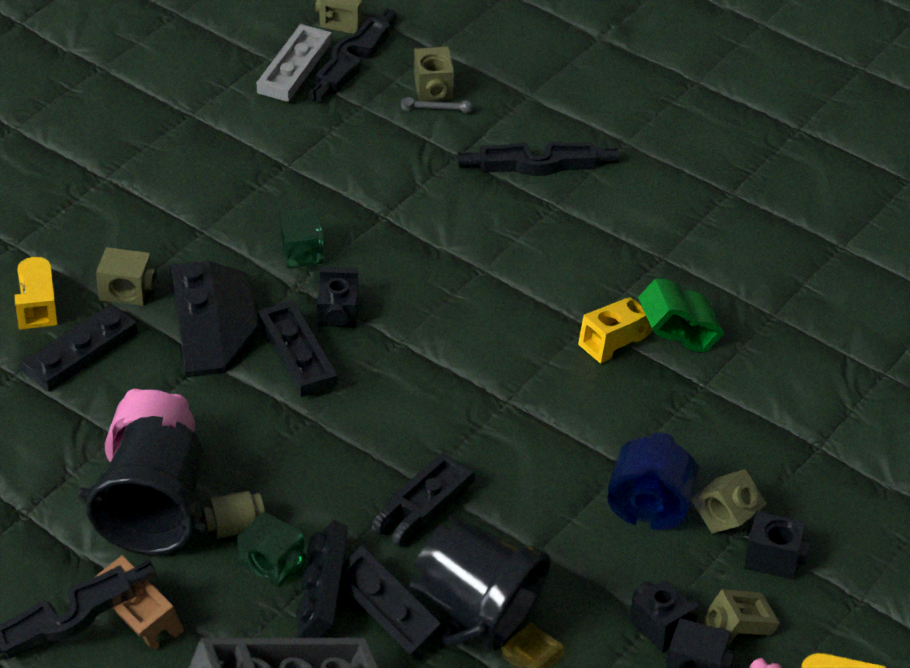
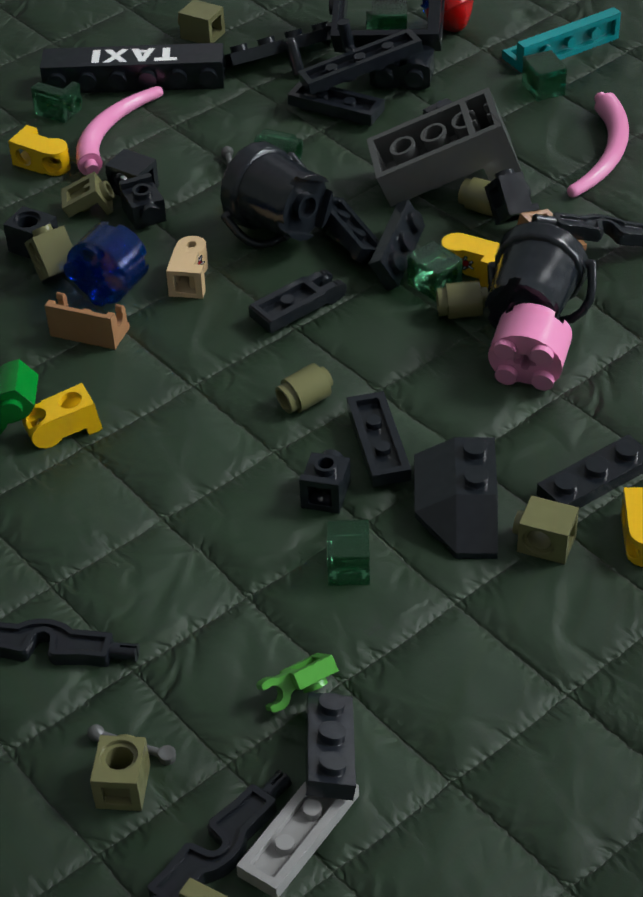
camera: 165 degrees left, 0 degrees up
(182, 629) = (509, 196): none -> black brick
(226, 578) = (475, 254): none -> yellow leg
(283, 100) = (330, 746): none -> black plate
(316, 147) = (304, 675): none -> bright green plate
(384, 388) = (304, 388): none -> olive brick
(566, 511) = (187, 268): none -> tan leg
(639, 422) = (84, 325): none -> medium nougat hinge

